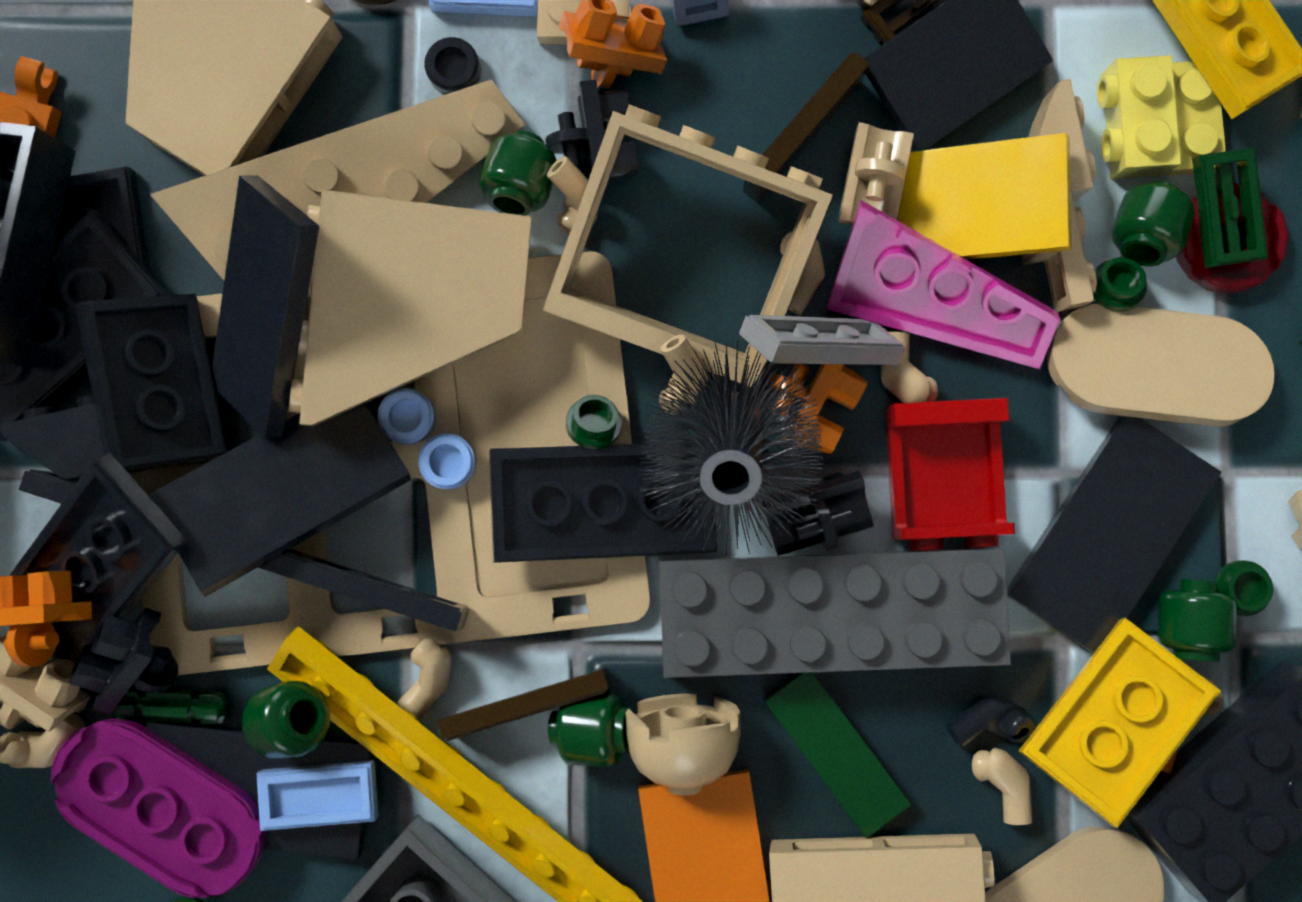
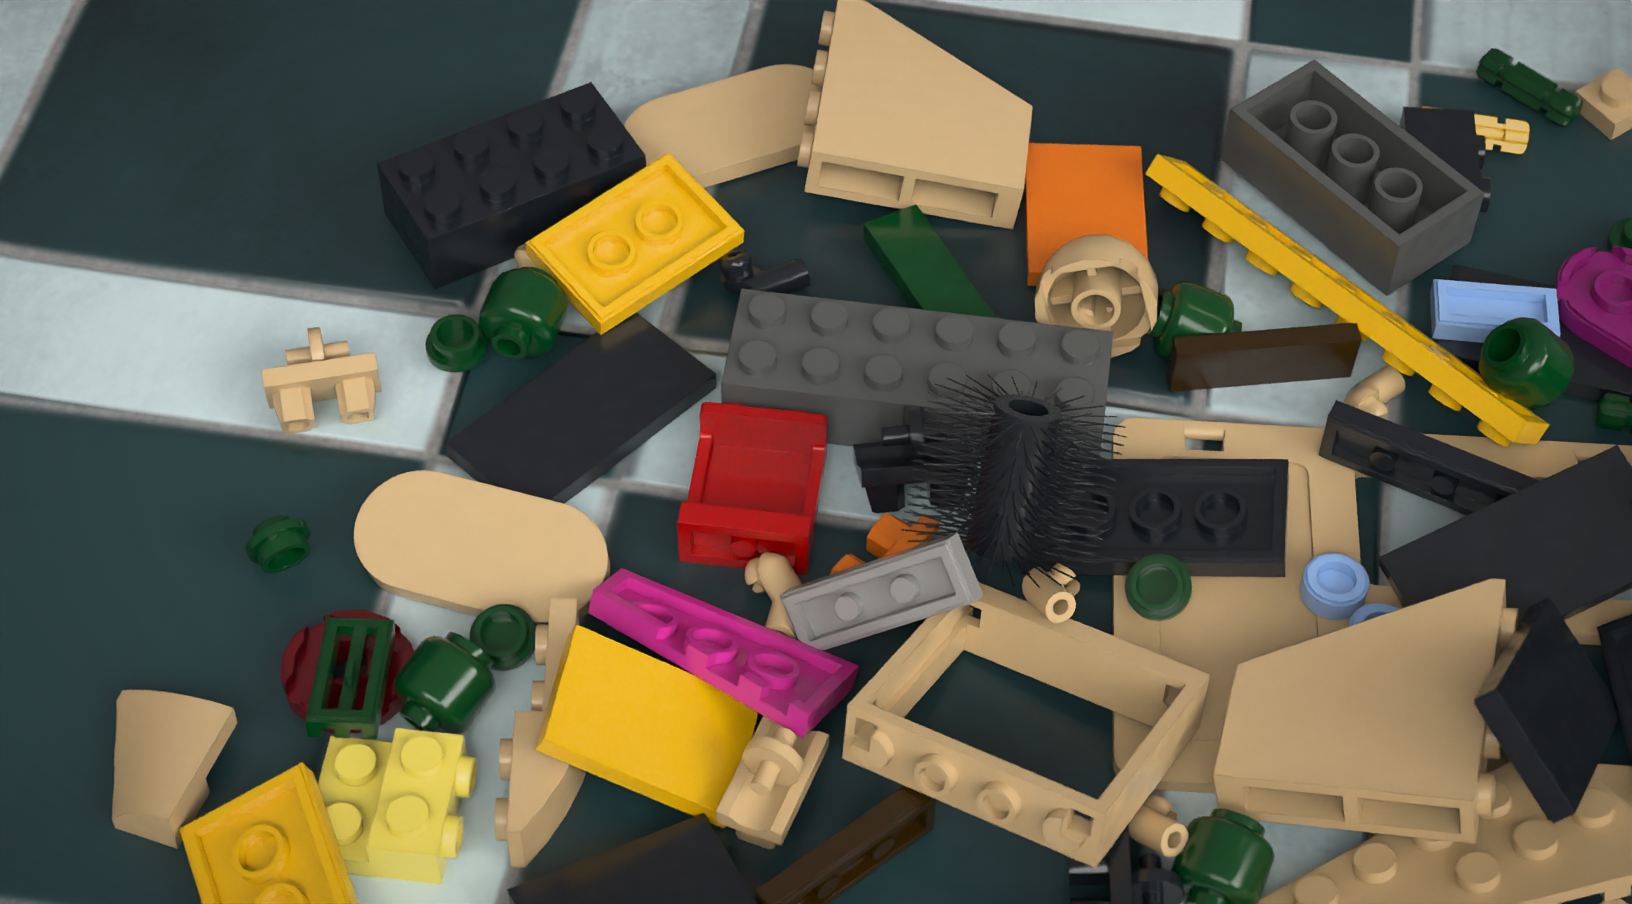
camera: 170 degrees left, 35 degrees down
(1009, 778) = (761, 234): tan arm -> none

